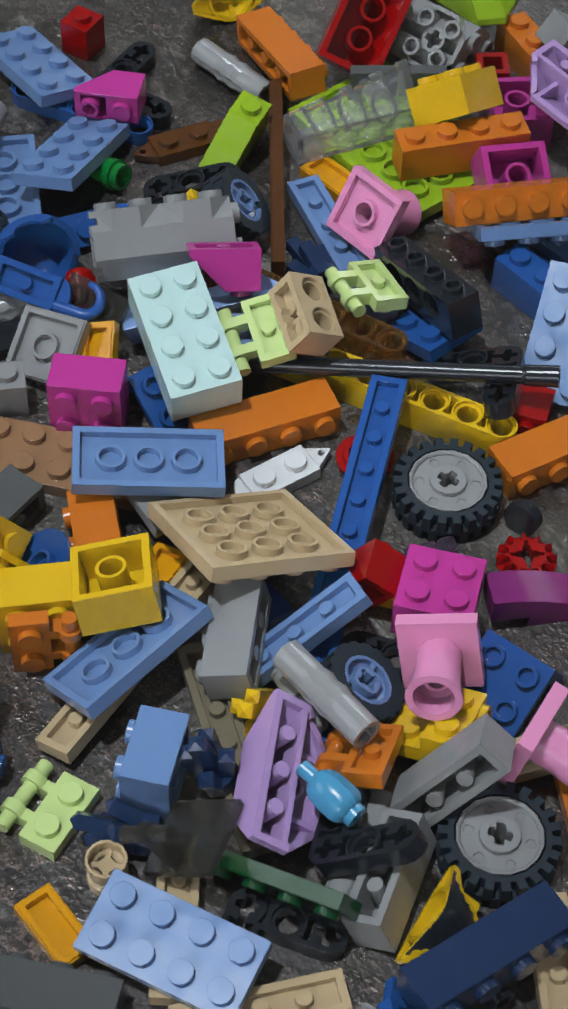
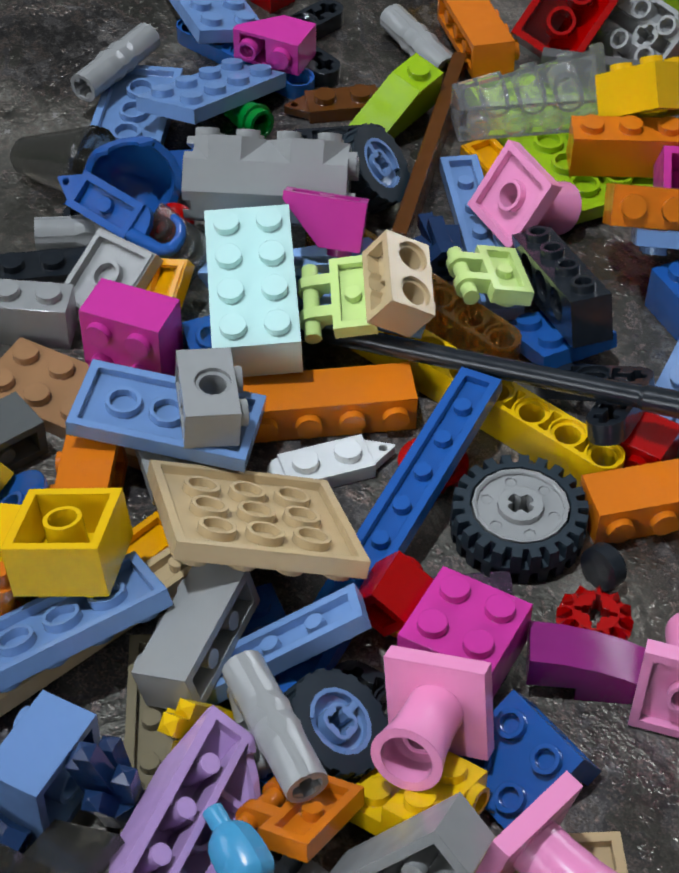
camera: 15 degrees right, 5 degrees down
(183, 441) = (209, 398): none -> light grey brick

